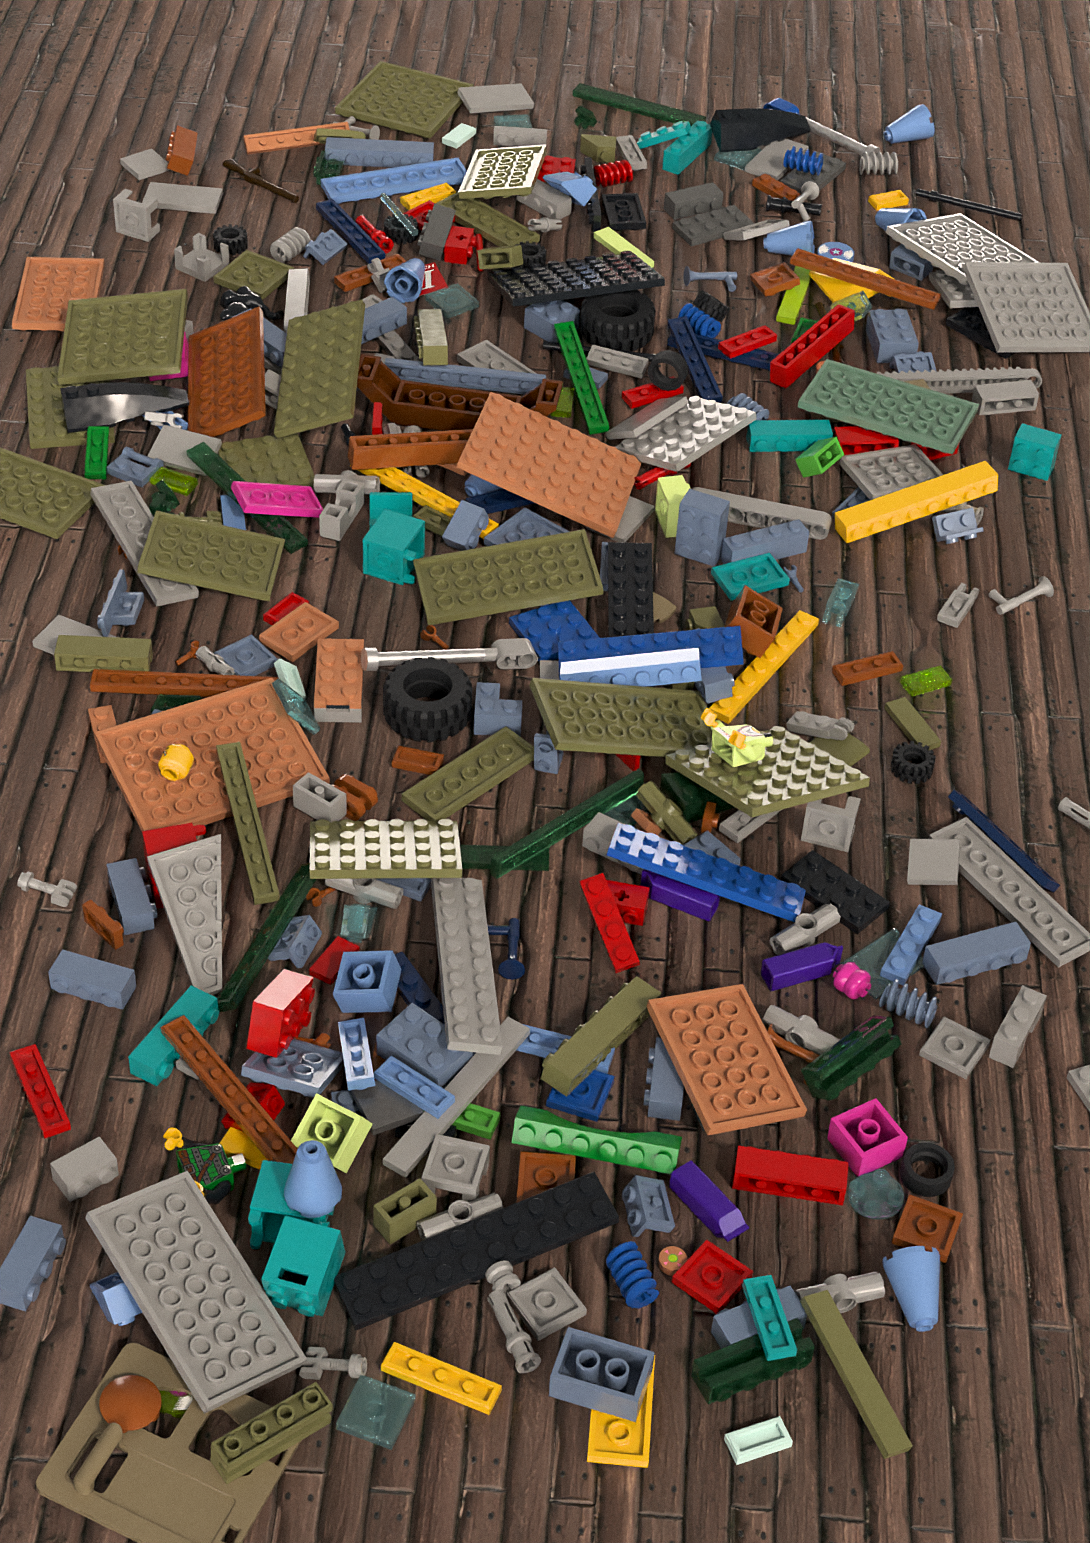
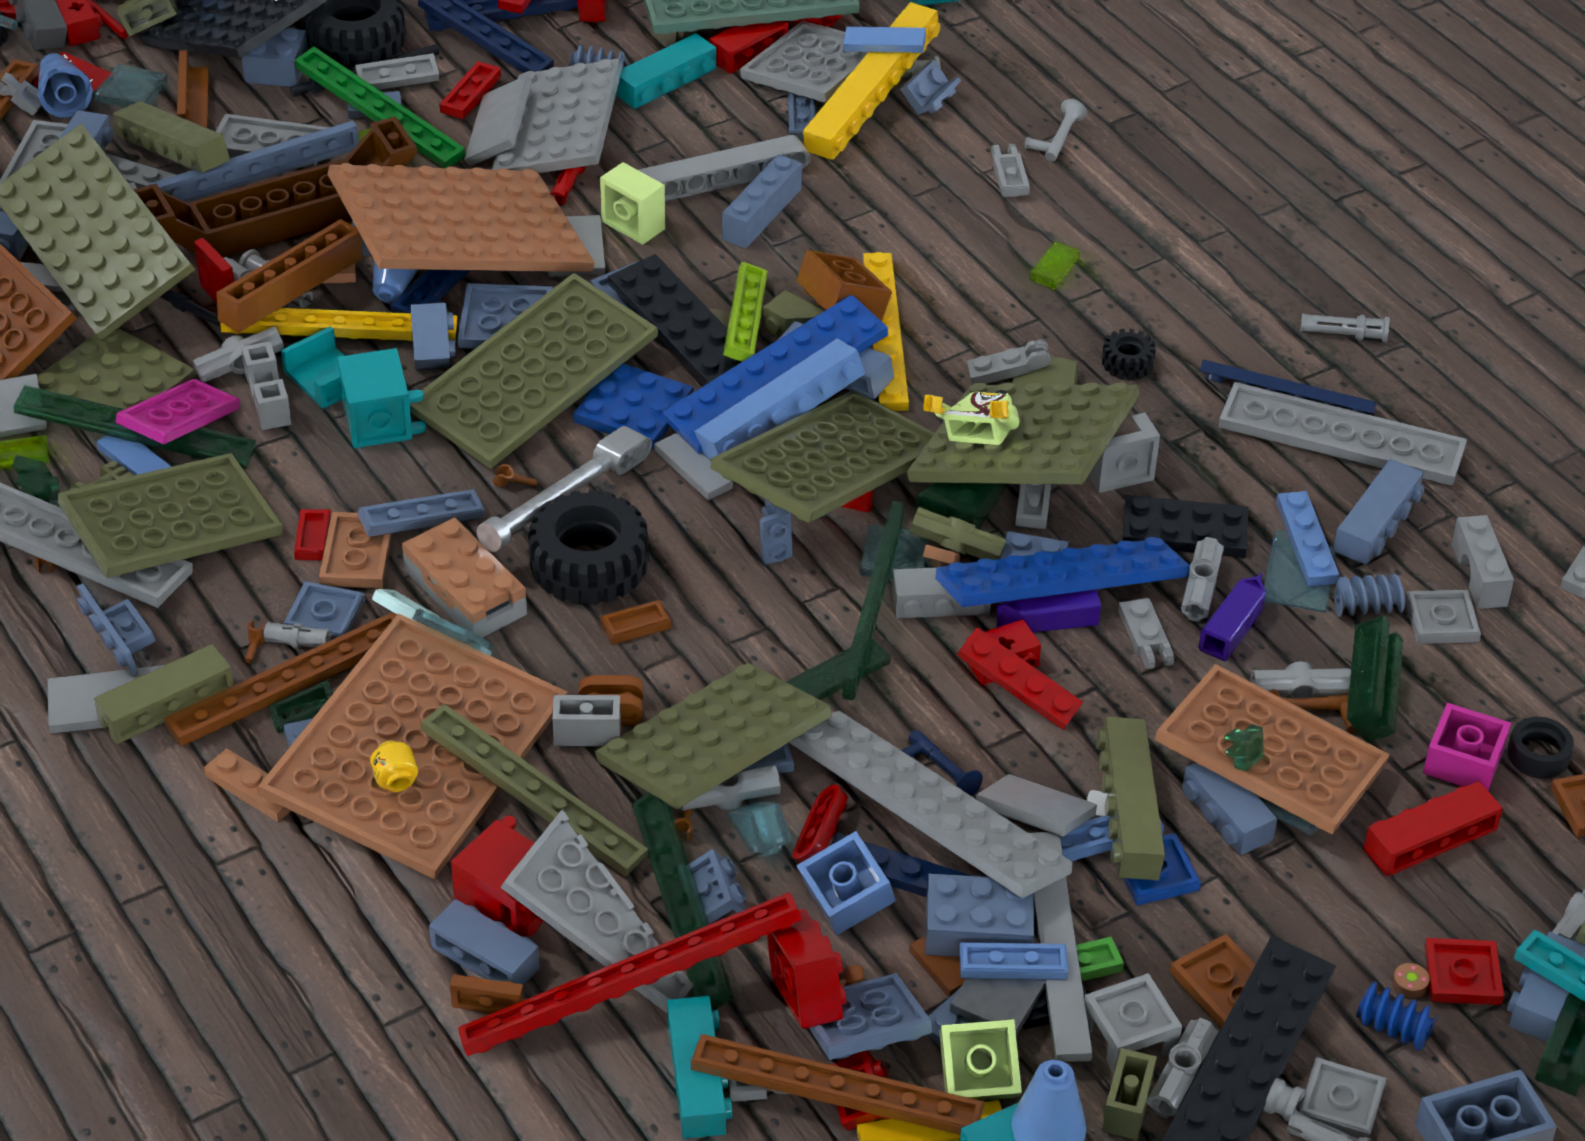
camera: 35 degrees left, 0 degrees up
(60, 894) = (394, 988): light grey hinge -> none
(92, 979) = (541, 1062): sand blue brick -> none
(179, 955) = (628, 974): none -> red plate
(328, 964) = (772, 876): red tile -> none
(355, 628) = (420, 512): none -> sand blue tile
(356, 1054) = (915, 965): medium blue plate -> none
(397, 941) = (820, 823): none -> red plate
(434, 520) = (375, 342): olive plate -> none
(469, 775) = (711, 607): olive plate -> none
(477, 321) = (193, 92): none -> dark orange fence
(495, 713) = (674, 526): sand blue brick -> none
(537, 1005) = (1037, 805): none -> light grey tile
(641, 1150) = (1182, 925): green arch -> none
(647, 1205) = (1337, 942): sand blue bracket -> none
(673, 359) = (474, 39): black tyre -> none
(676, 607) = (745, 312): none -> lime tile
(693, 1043) = (1246, 747): none -> clear green tile
(701, 527) = (693, 210): sand blue brick -> none
(707, 1201) = (1389, 902): dark purple piece -> none
(710, 817) = (999, 517): dark orange plate -> none
(734, 942) = (1145, 632): none -> light grey hinge
(757, 572) = (778, 242): teal plate -> none
(792, 574) = (814, 222): sand blue hand -> none
(819, 457) = (723, 79): bright green brick -> none
(840, 600) = (893, 223): clear light blue hinge -> none
(852, 980) = (1295, 604): dark pink piece -> none
(867, 668) = (986, 281): dark orange tile -> none
(876, 1195) = (1524, 799): clear light blue dish -> none
(912, 723) = (1085, 315): olive tile -> none
(933, 862) = (1250, 443): light grey tile -> none
(942, 477) = (884, 39): none -> medium blue tile

